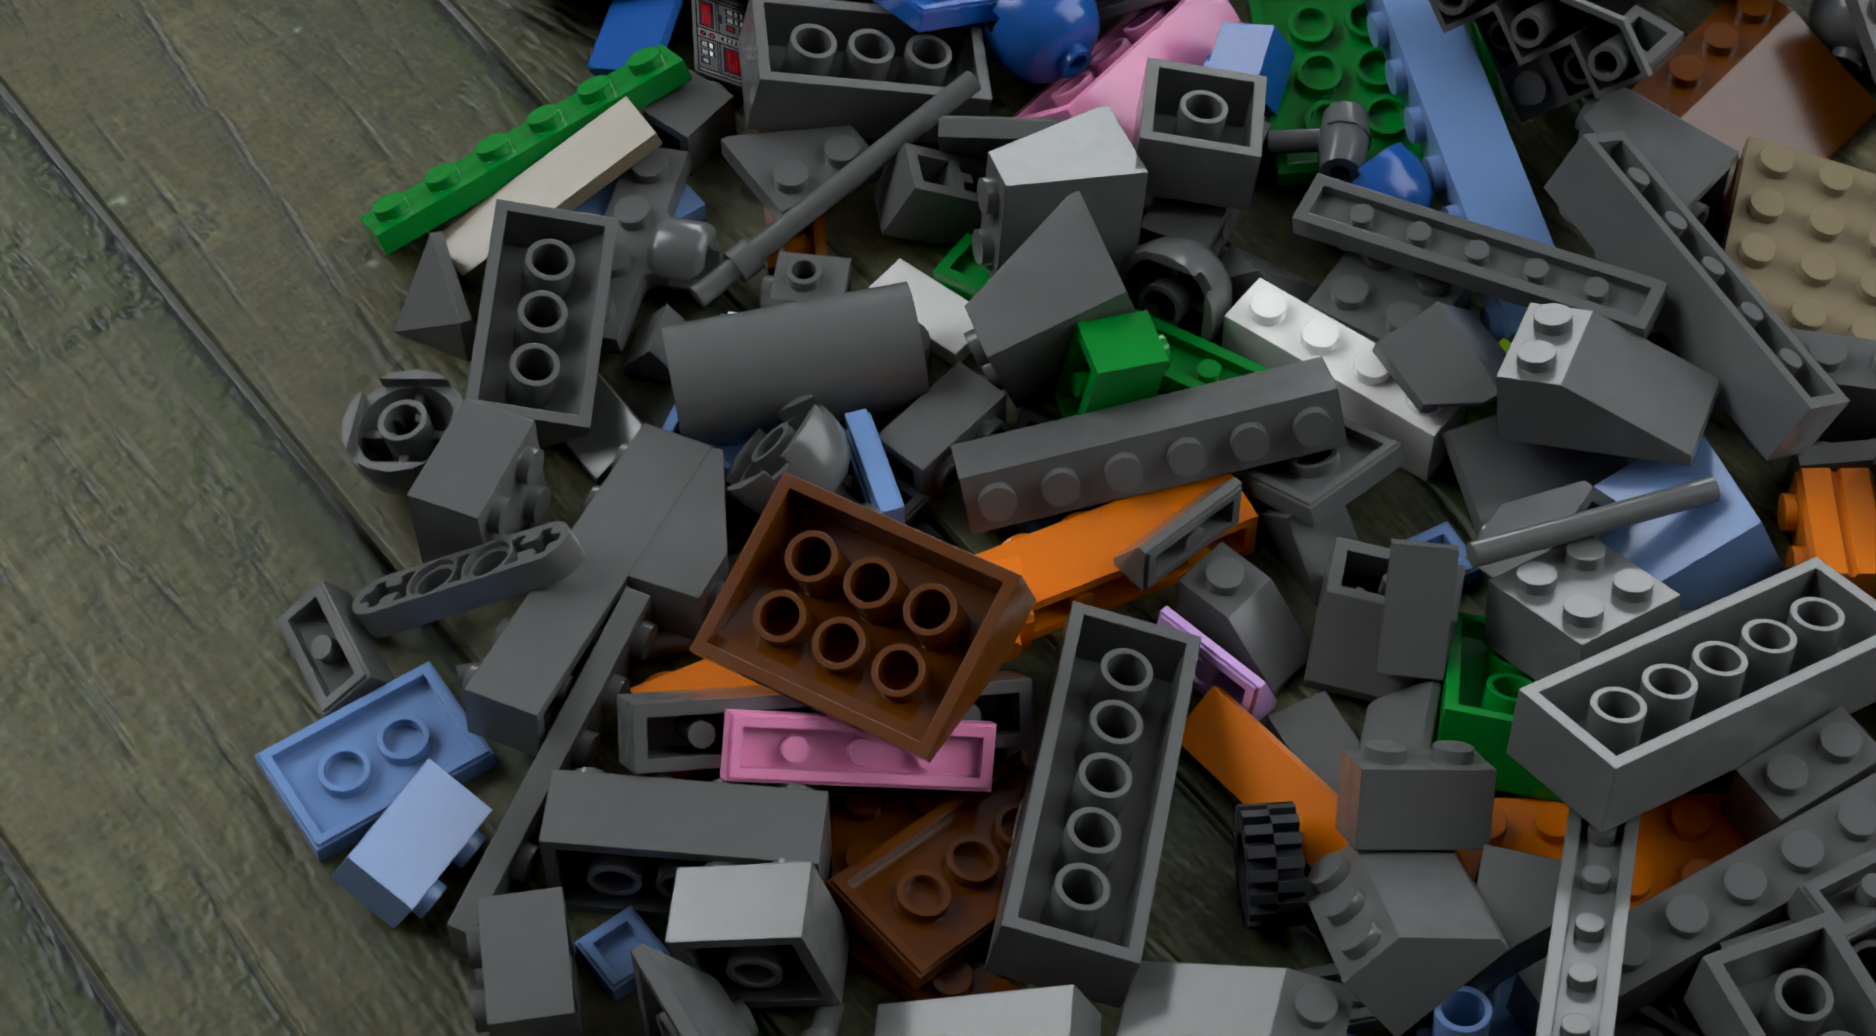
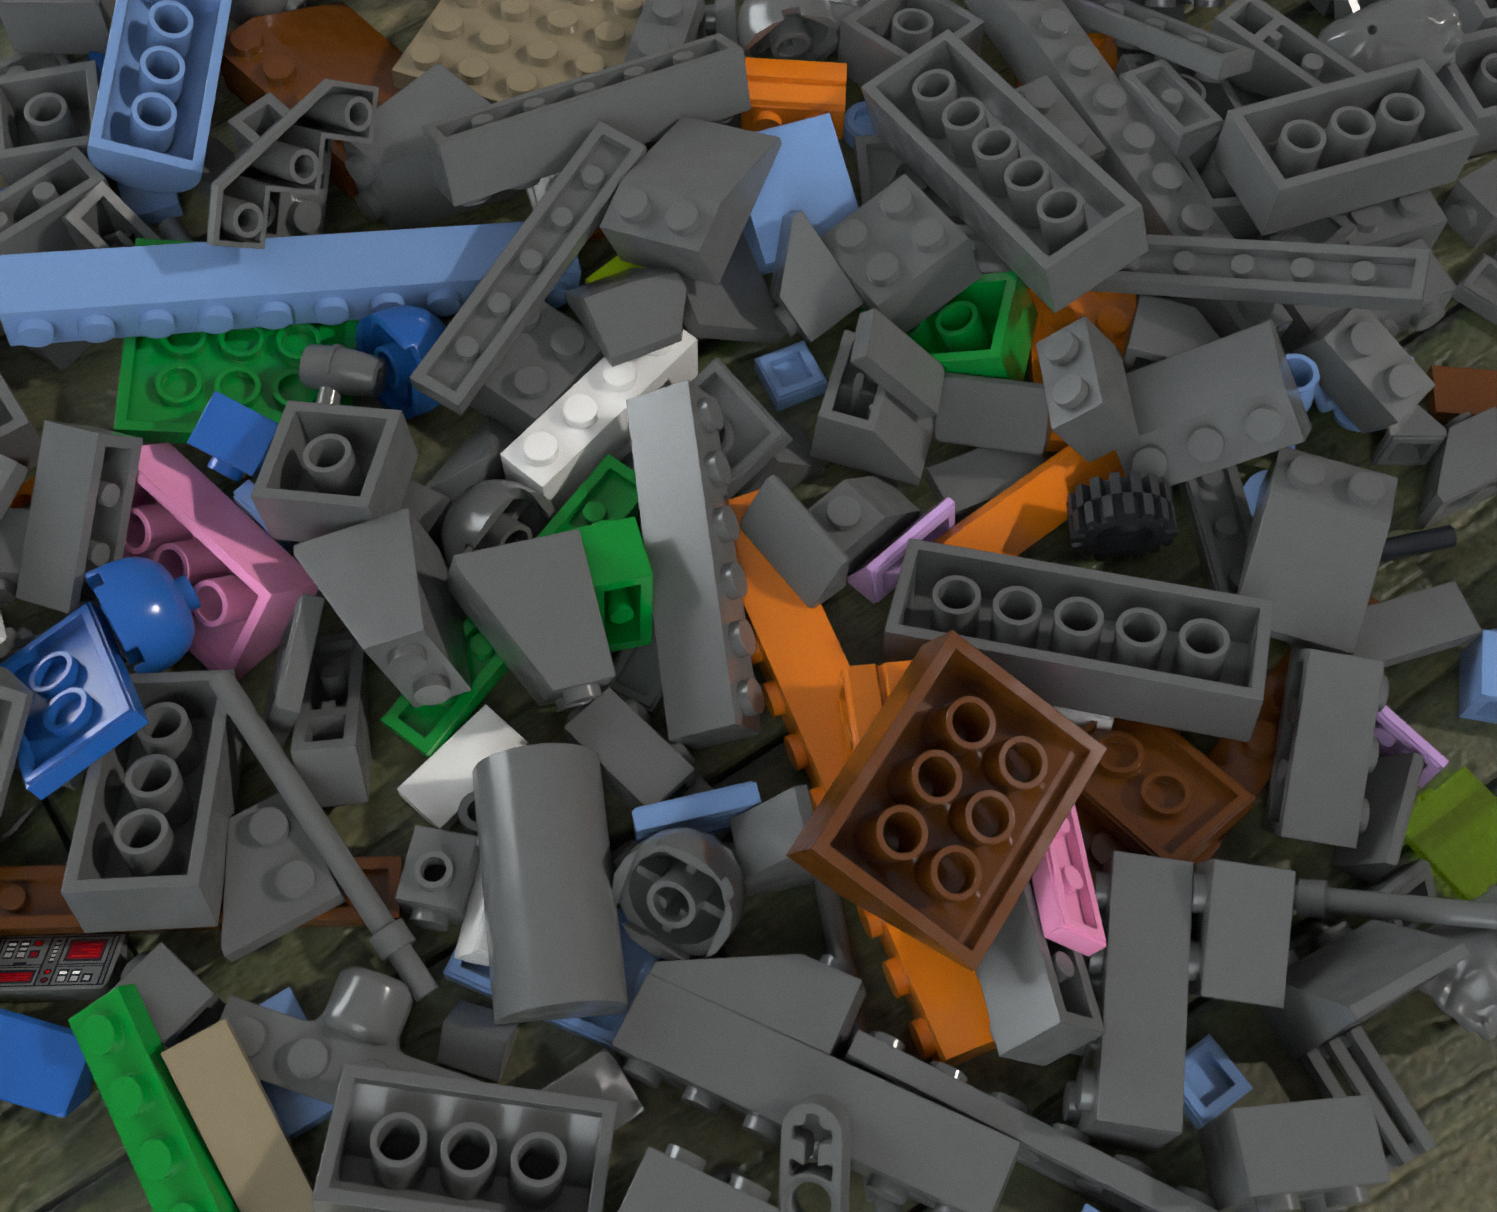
camera: 90 degrees left, 10 degrees up
(1592, 522) = (828, 223): dark grey bar -> none

